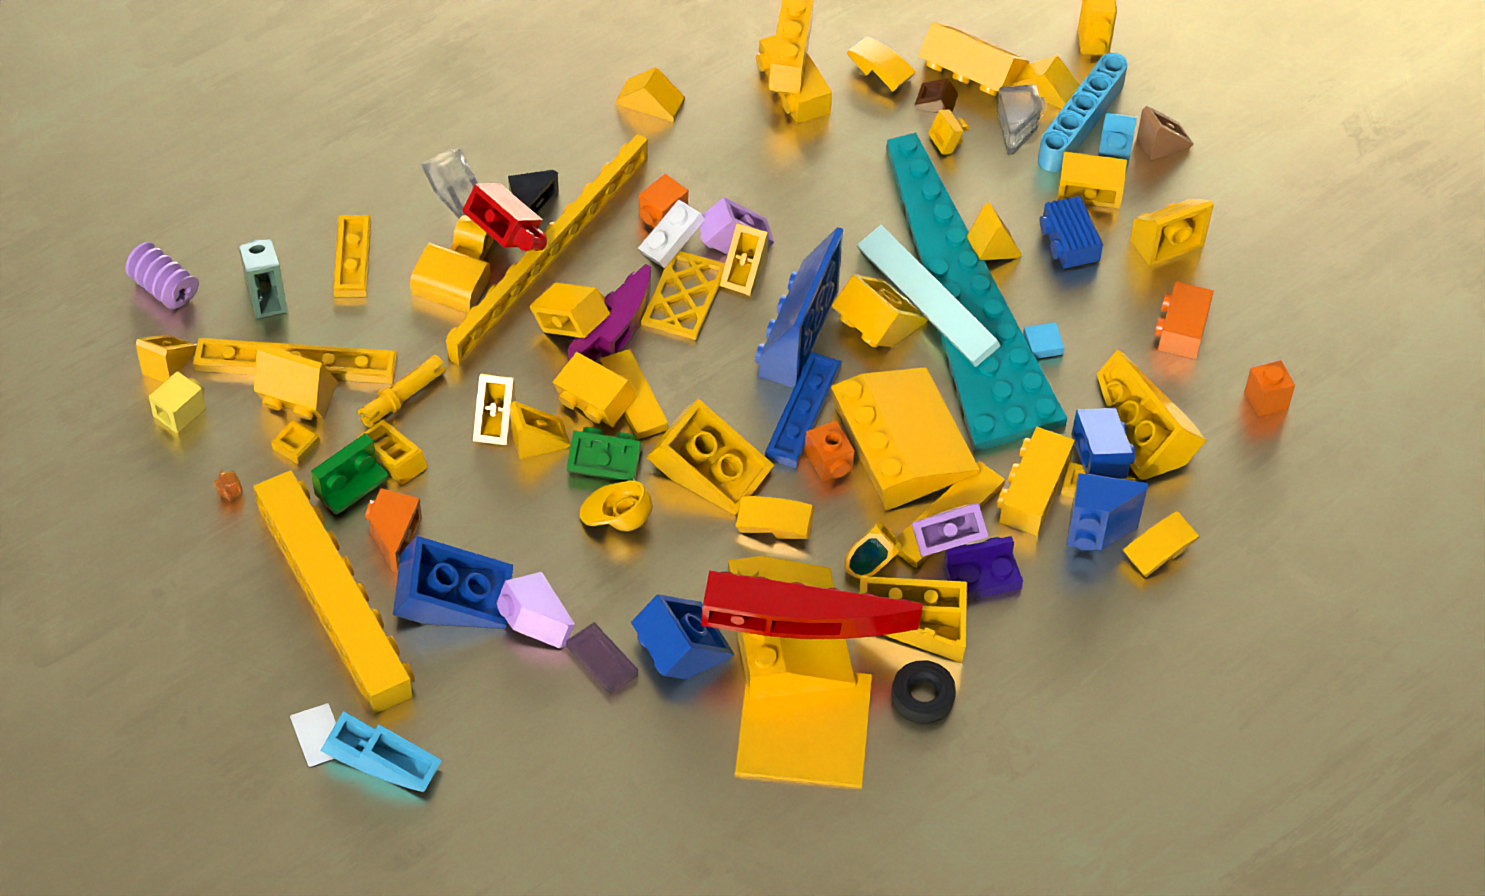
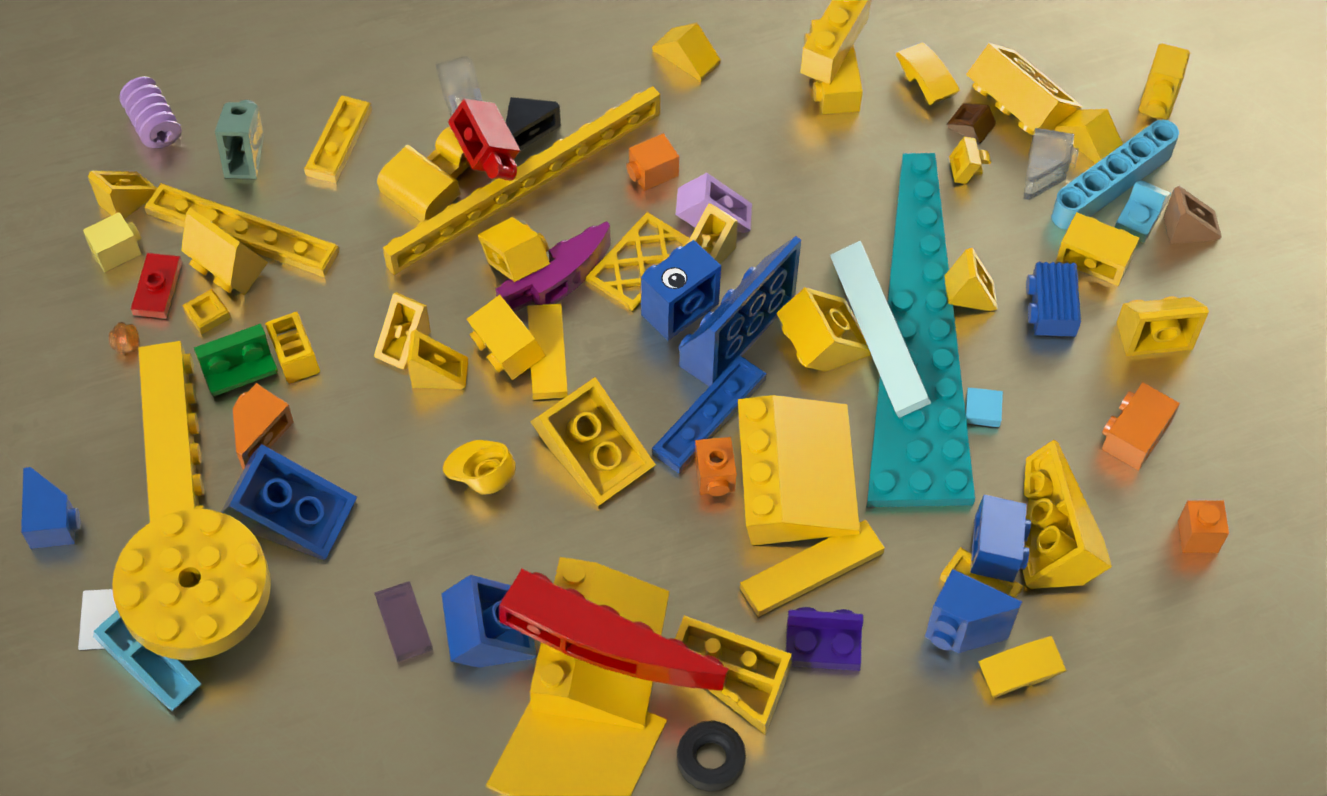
camera: 20 degrees right, 5 degrees up
(228, 654) = (46, 513): none -> blue slope
(236, 431) = (156, 285): none -> red plate
(391, 398) = (311, 292): yellow pin -> none
(409, 704) = (199, 619): none -> yellow piece
(535, 609) = (353, 551): lavender slope -> none
(604, 455) = (490, 409): green bracket -> none
(671, 233) = (647, 196): white plate -> none
(738, 306) = (680, 289): none -> blue brick
(775, 515) = (633, 521): yellow slope -> none
(871, 551) = (715, 587): rock -> none
(949, 529) = (797, 589): lavender slope -> none
(1035, 480) = (915, 558): yellow brick -> none

